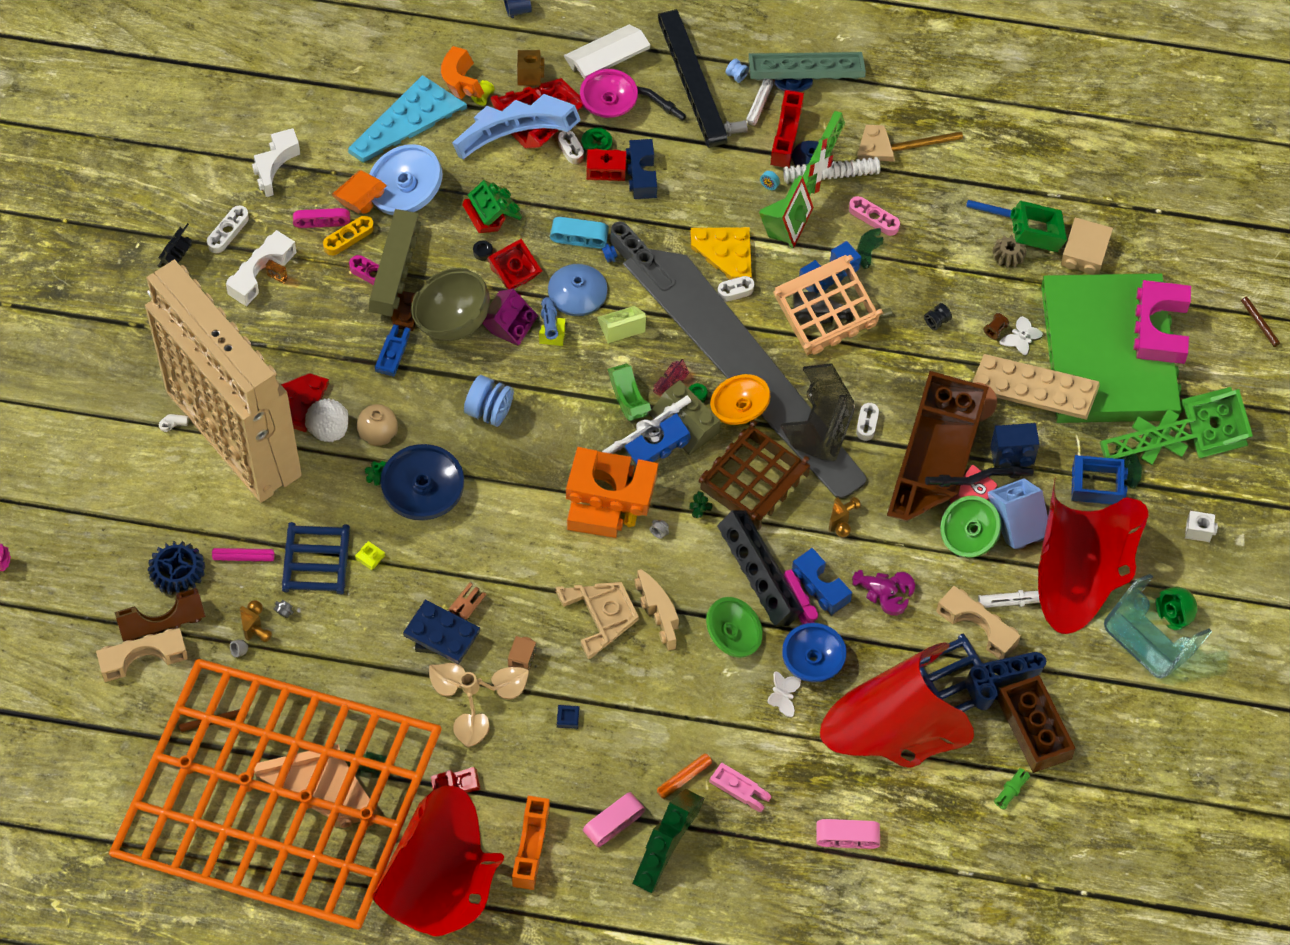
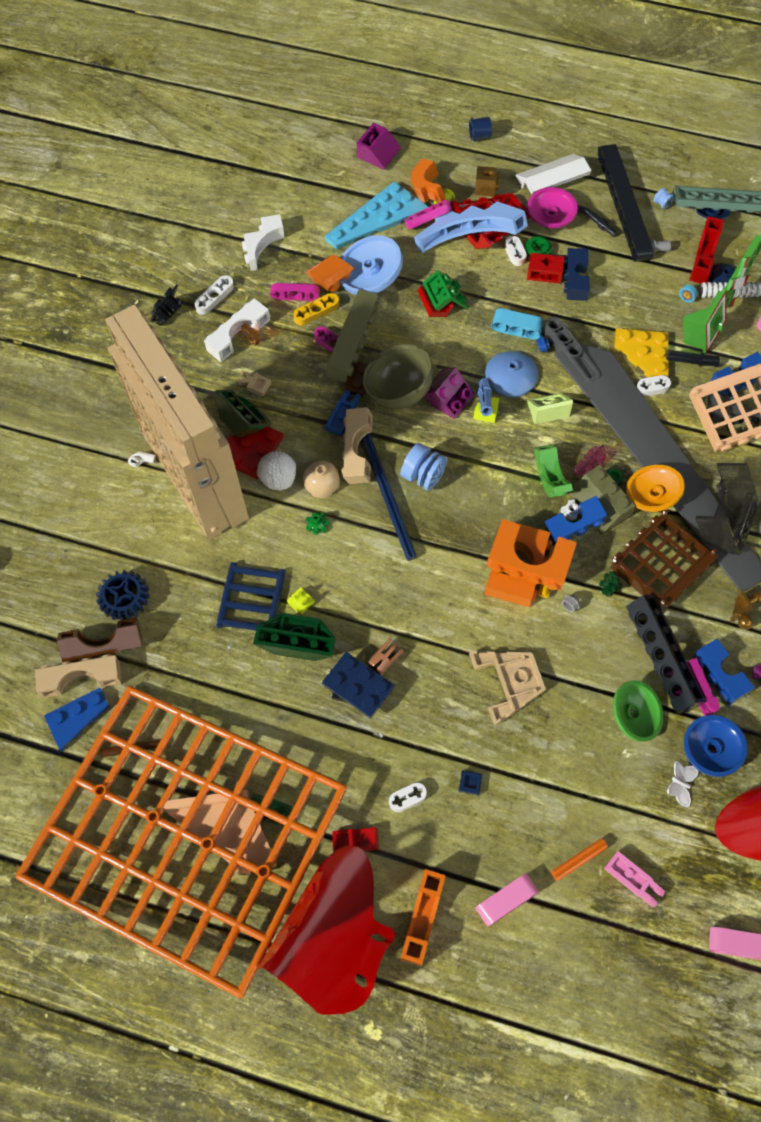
camera: 10 degrees right, 5 degrees up
(144, 695) = (73, 717): none -> blue wing
(238, 648) = (168, 679): light grey hinge -> none
(242, 554) = (185, 588): dark pink axle -> none
(251, 621) = (183, 655): pearl gold piece -> none
(283, 608) = (214, 645): dark grey plate -> none
(287, 364) = (239, 413): none -> dark green wedge
(290, 328) = (255, 384): none -> tan plate
(370, 591) = (295, 637): none -> dark green wedge
(398, 35) = (377, 146): none -> magenta slope
(411, 362) = (357, 425): none -> tan arch
(422, 482) = (355, 537): dark blue dish -> none
(448, 428) = (388, 497): none -> dark blue axle
(450, 676) = (360, 730): tan plant -> none
(465, 113) = (428, 214): none -> dark pink beam
(482, 250) = (431, 332): black tile -> none
(502, 735) = (406, 792): none -> white beam
(514, 265) = (458, 347): red slope -> none
(522, 653) = (432, 714): medium nougat brick -> none
(644, 425) = (564, 503): white piece -> none
(658, 604) = (564, 675): tan slope -> none
(665, 838) = (560, 930): dark green arch -> none
(759, 102) = (682, 225): white axle -> none
(777, 254) = (693, 358): none -> black axle

